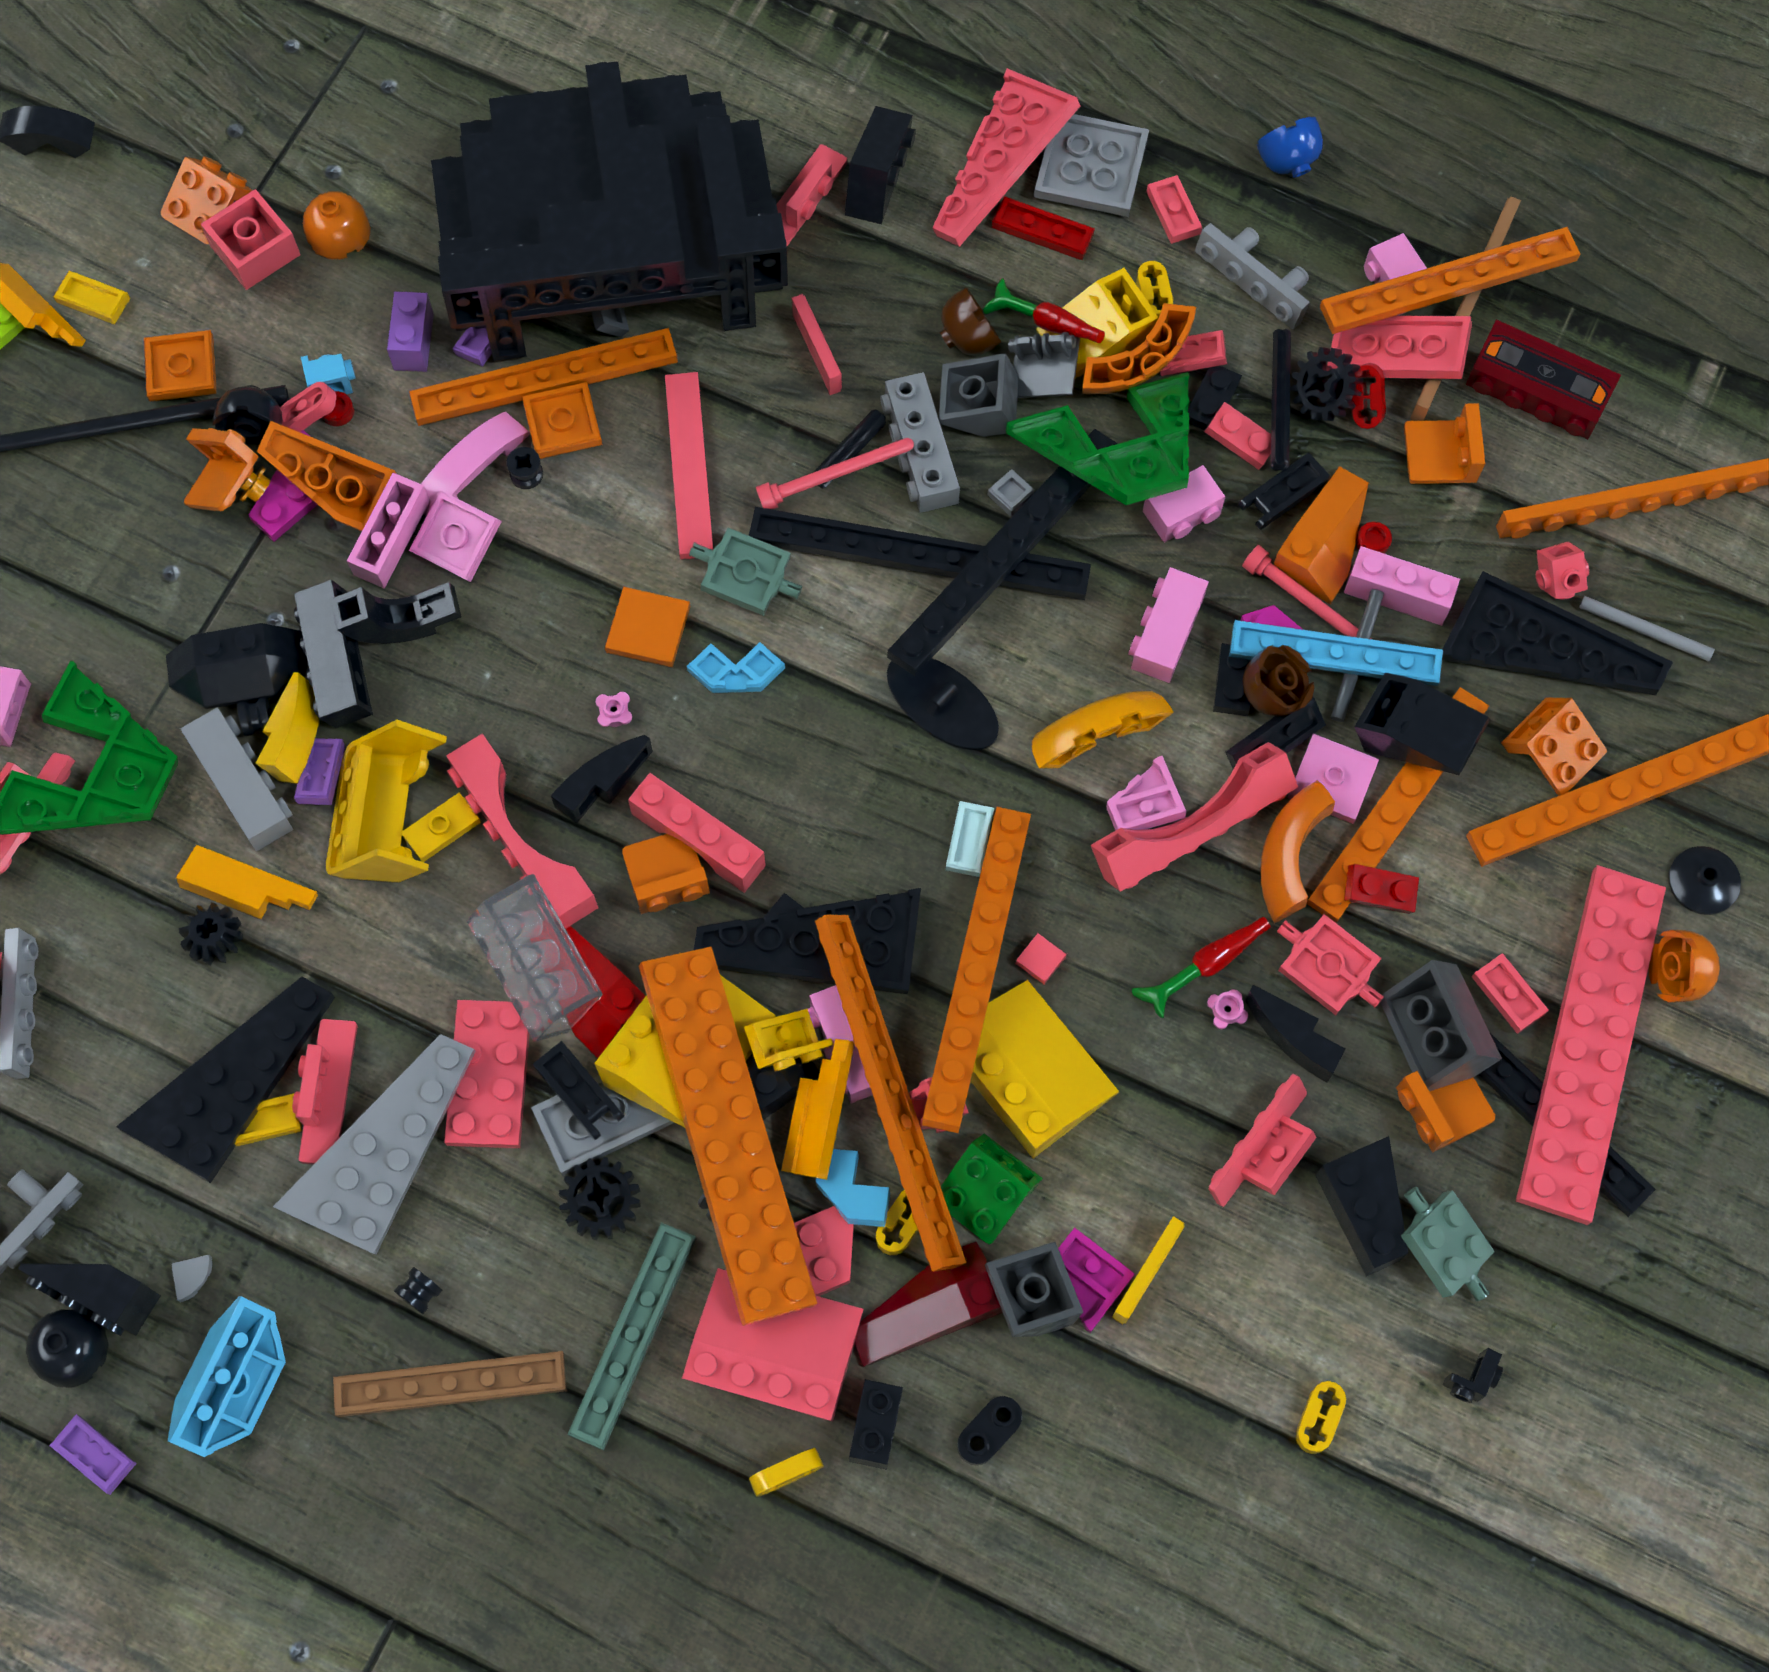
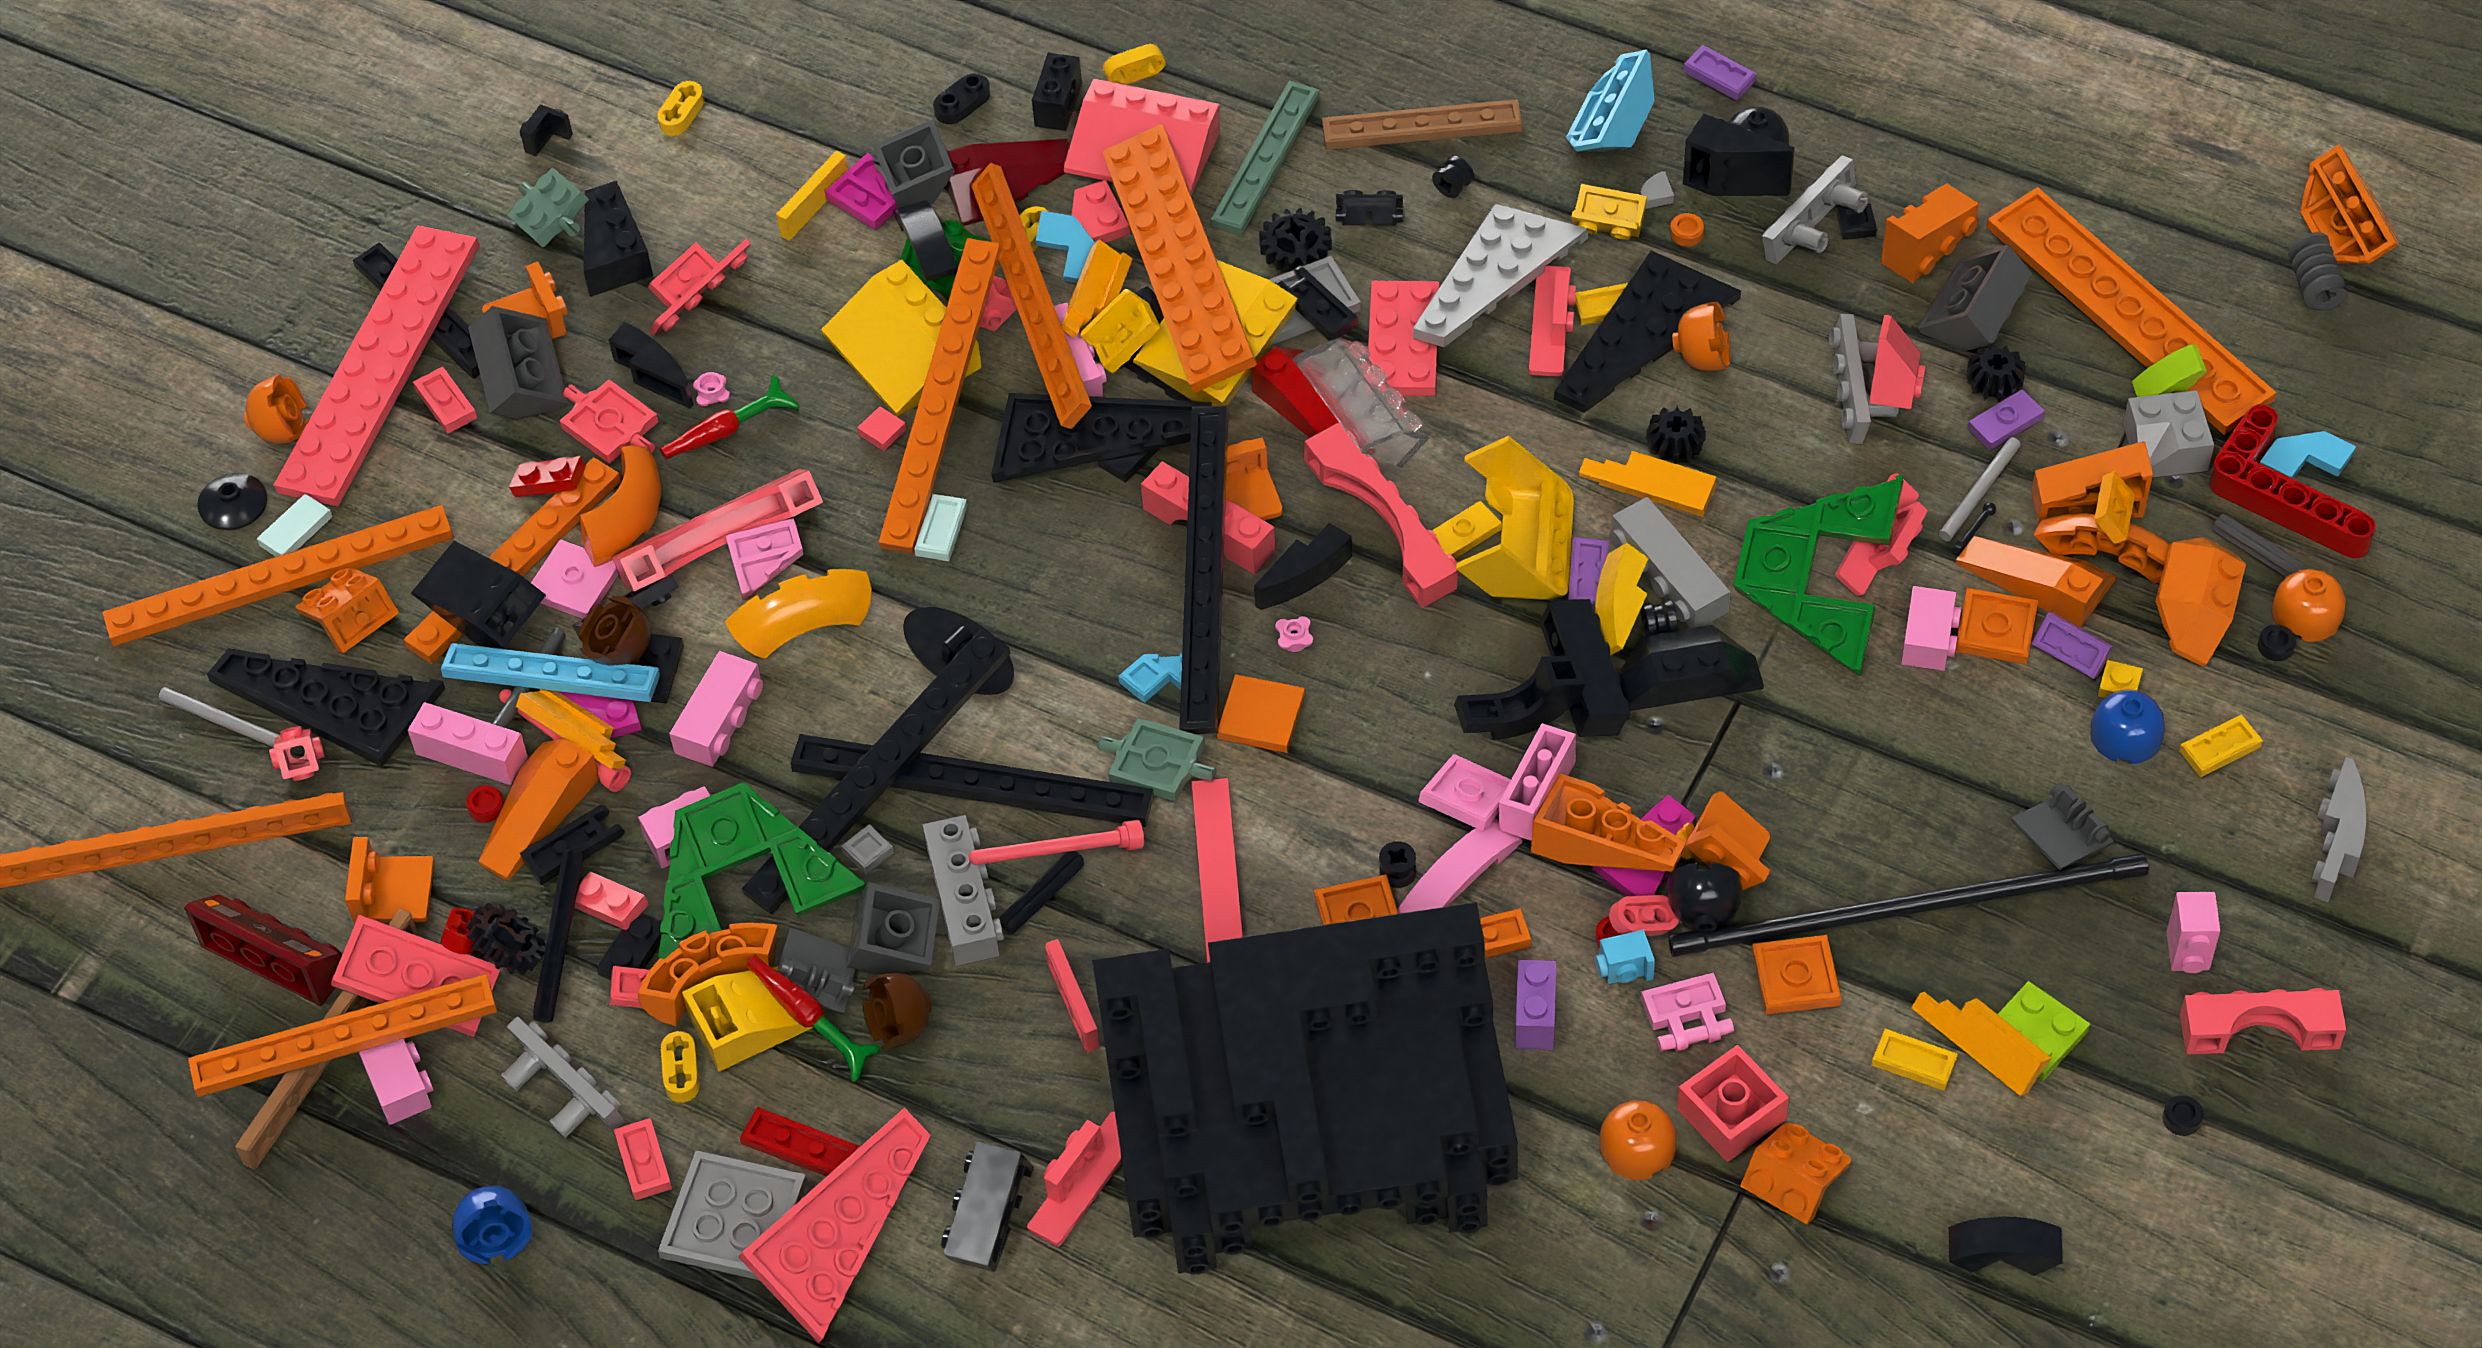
camera: 175 degrees left, 15 degrees down
(164, 1222) = (1687, 229): none -> orange tile
(166, 1048) = (1703, 338): none -> orange cylinder
(247, 1233) = (1609, 211): none -> yellow bracket
(282, 339) = (1684, 1002): none -> bright pink plate
(498, 1251) = (1381, 204): none -> black hinge
(697, 749) = (1204, 570): none -> black plate
(1013, 1178) = (927, 240): none -> black slope
(1301, 598) = (572, 723): none -> light orange piece
(1631, 841) = (294, 526): none -> light aqua tile

